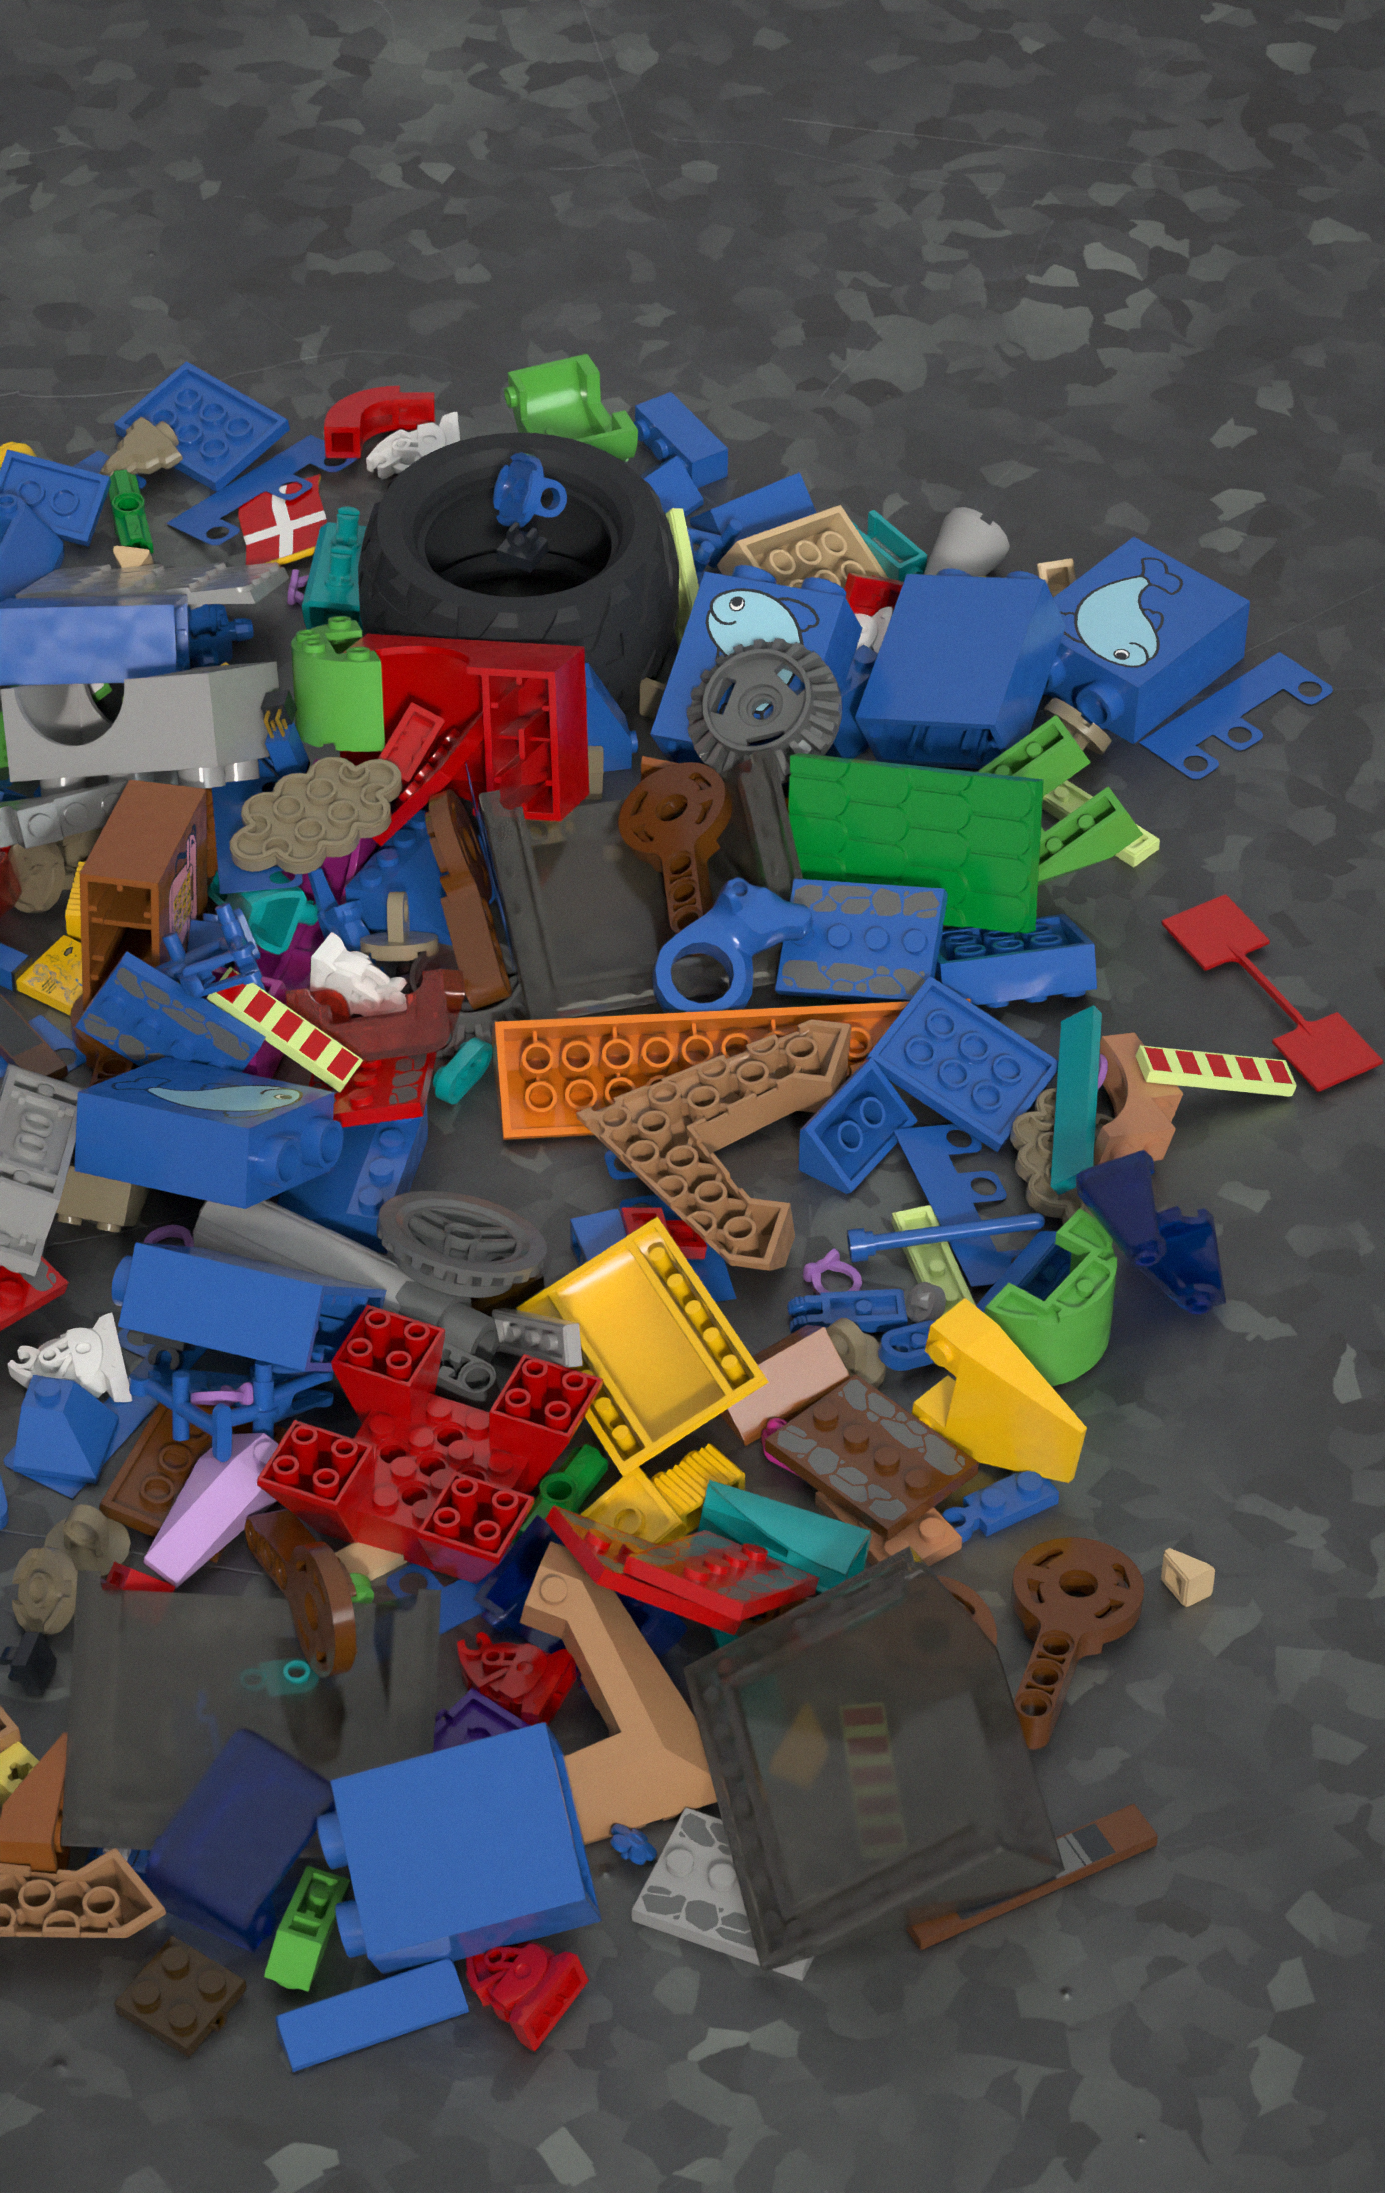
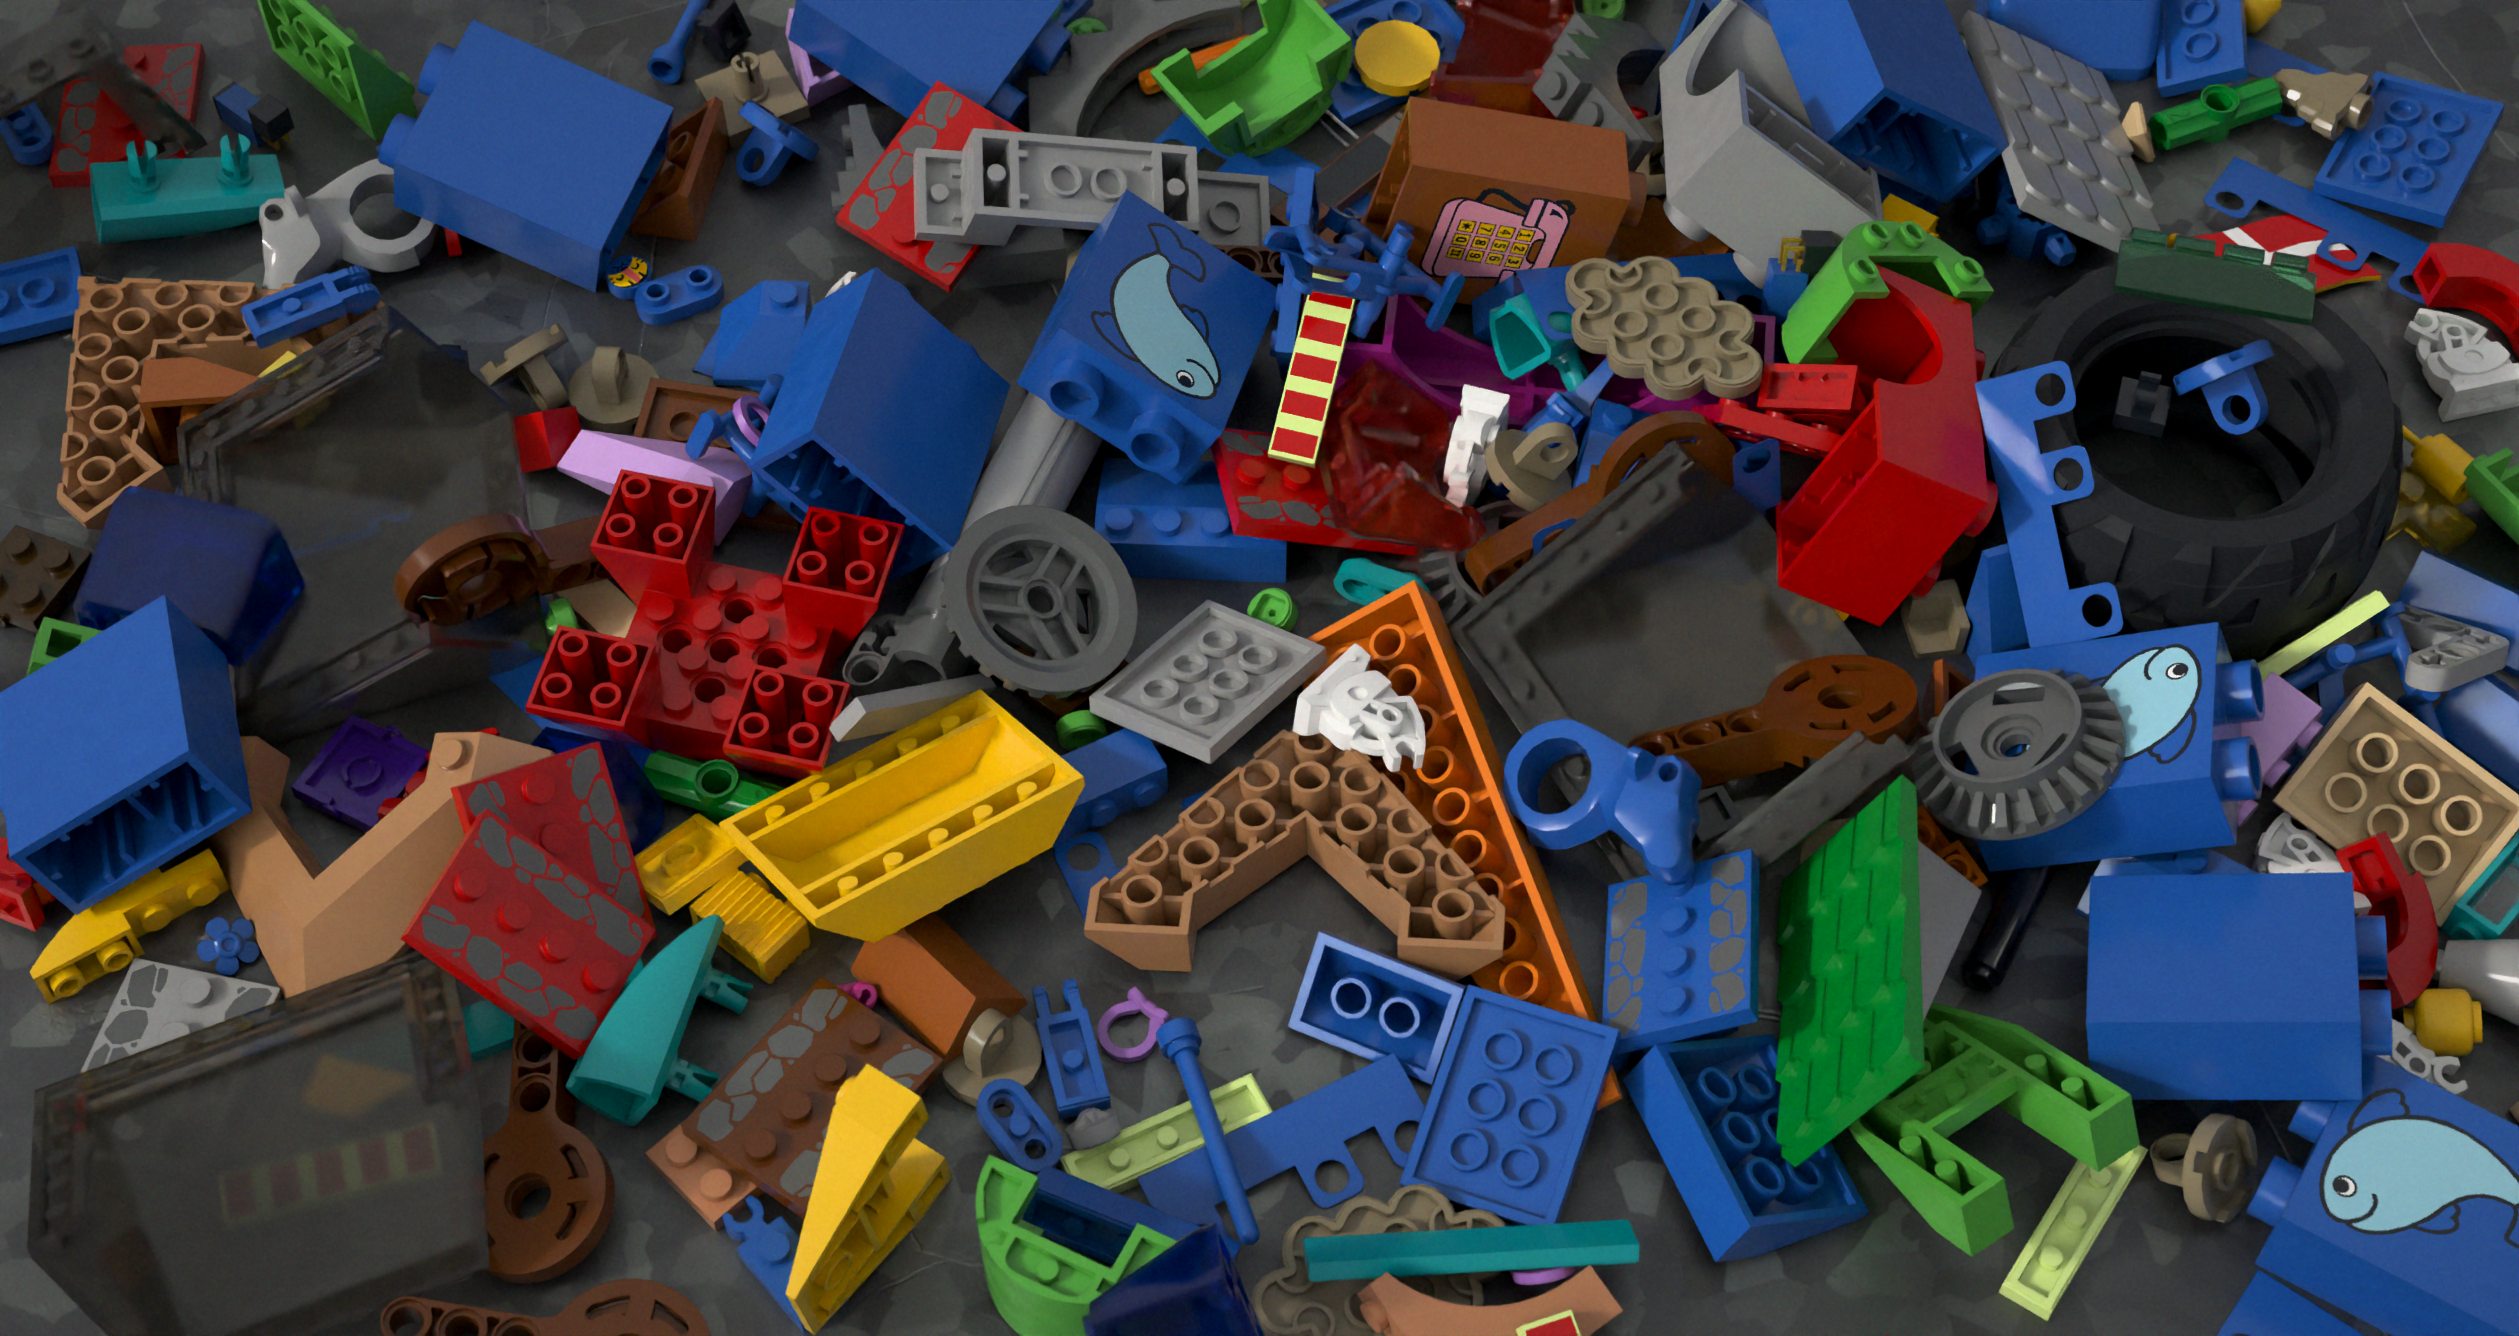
camera: 80 degrees right, 10 degrees up
(408, 487) = (2227, 283): none -> clear green windscreen
(466, 1141) = (1274, 608): none -> bright green tile
(519, 621) = (2026, 500): none -> blue piece
(541, 1170) = (1208, 681): none -> light grey plate
(554, 1265) = (1080, 729): none -> bright green tile
(609, 1076) = (1361, 712): none -> white piece
(619, 1940) = (107, 932): none -> yellow slope
(684, 1236) = (1143, 806): red slope -> none
(711, 506) = (2448, 652): none -> light grey beam

